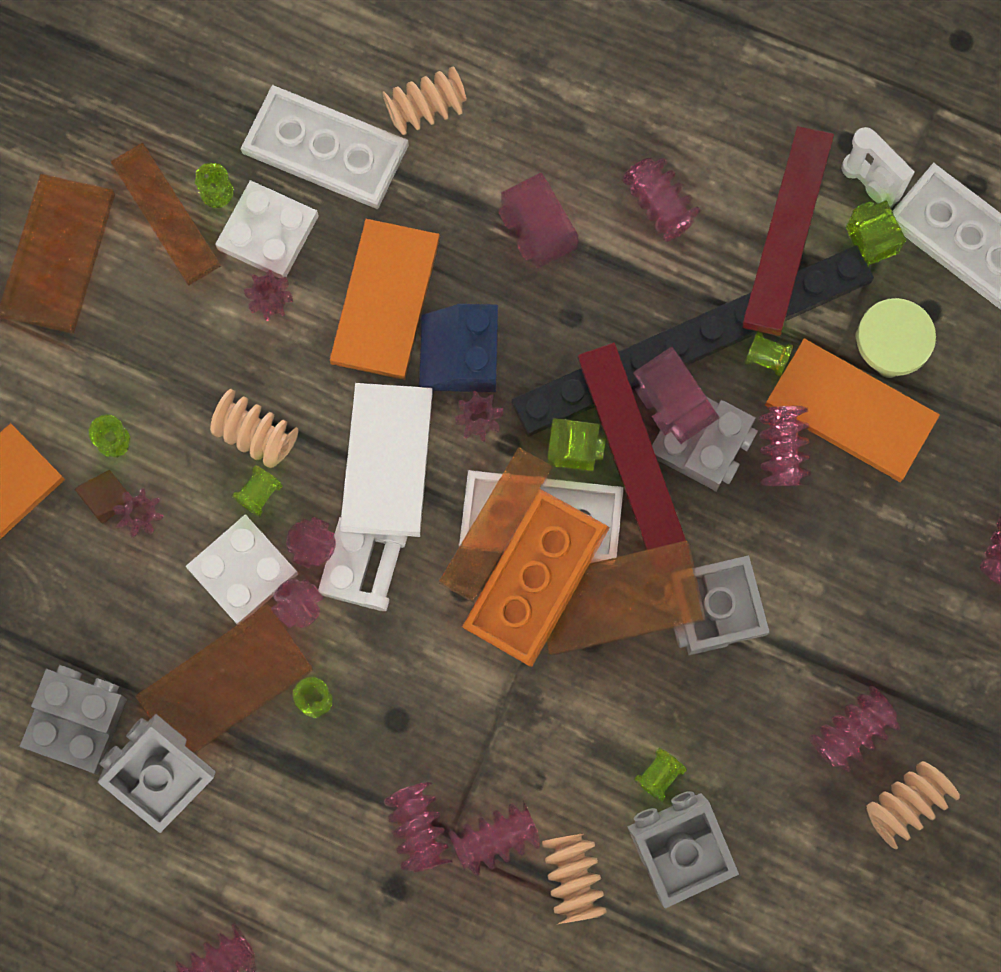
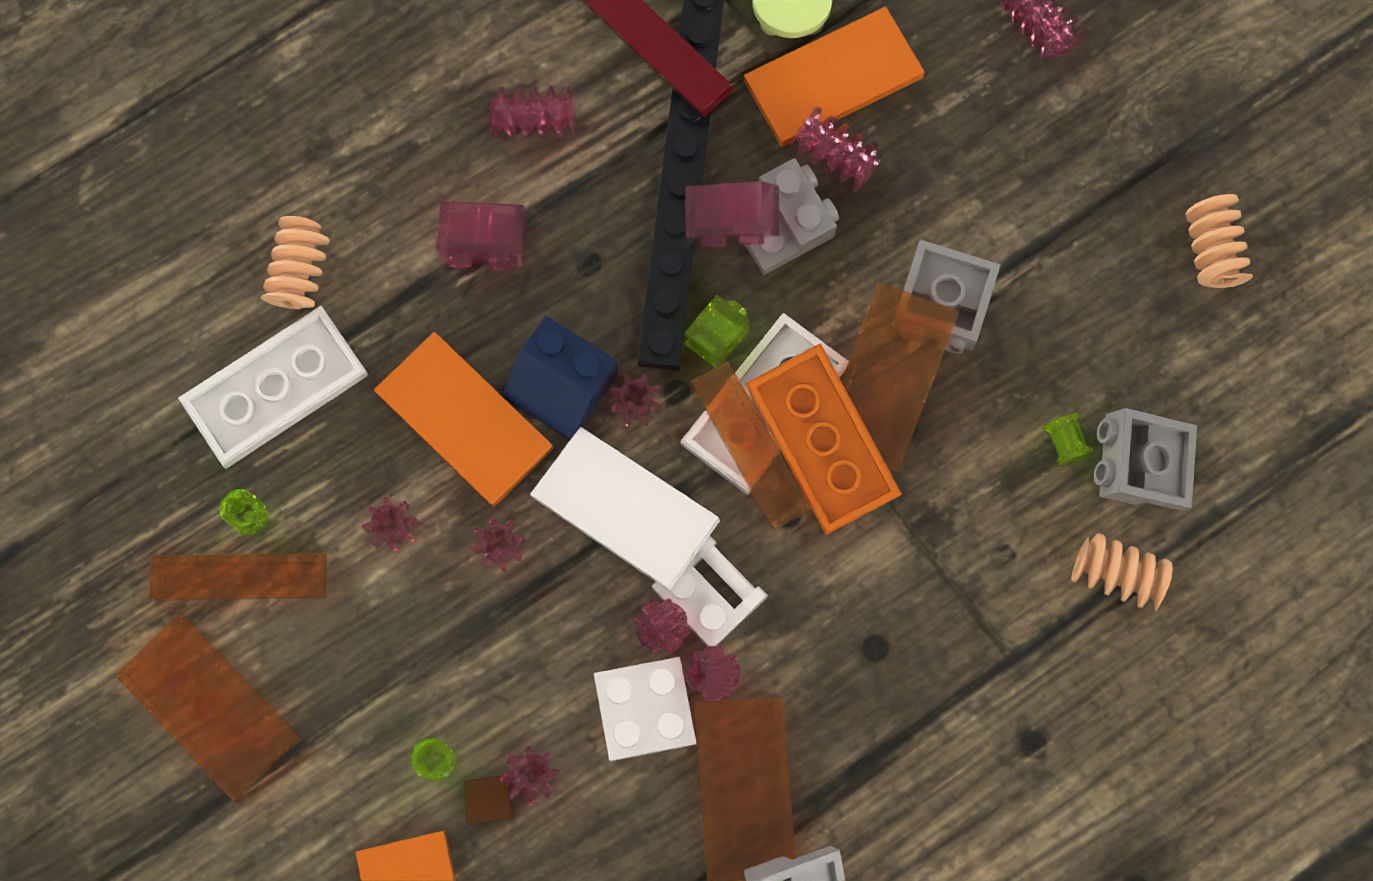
camera: 60 degrees left, 0 degrees up
(250, 431) = (515, 617): light nougat piece -> none
(257, 490) = (578, 648): clear neon green bush -> none
(267, 229) = (321, 489): white plate -> none
(293, 376) = (496, 532): none -> clear pink gear
(307, 686) = (825, 714): clear neon green bush -> none
(417, 828) = (994, 685): clear pink piece -> none
(495, 838) = (1043, 621): clear pink piece -> none
(631, 447) = (755, 282): dark red tile -> none
(769, 354) = (739, 112): clear neon green bush -> none
(855, 730) = (1126, 247): clear pink piece -> none

